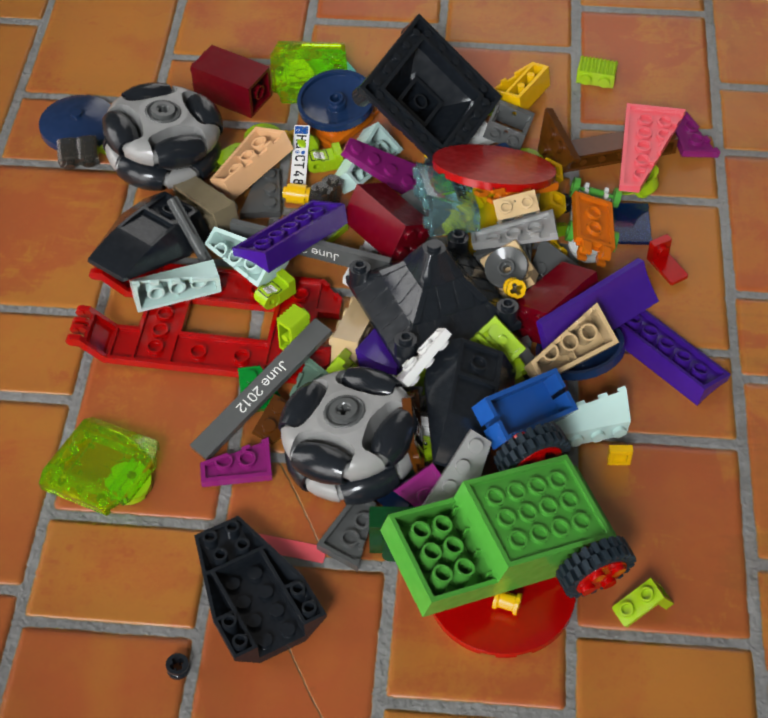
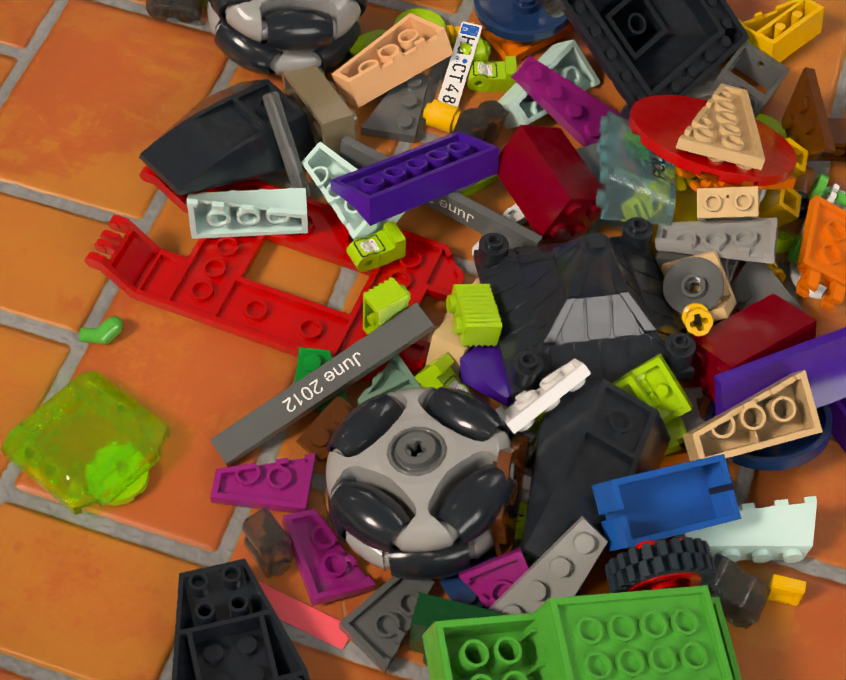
camera: 10 degrees right, 5 degrees up
(90, 391) = (103, 333): none -> bright green arm
(251, 501) = (267, 543): none -> clear smoke brick
(293, 508) = (322, 562): none -> magenta wing
(358, 317) = (474, 314): none -> lime brick
(502, 158) = (726, 130): none -> tan wing
(590, 462) = (739, 592): none -> clear smoke brick

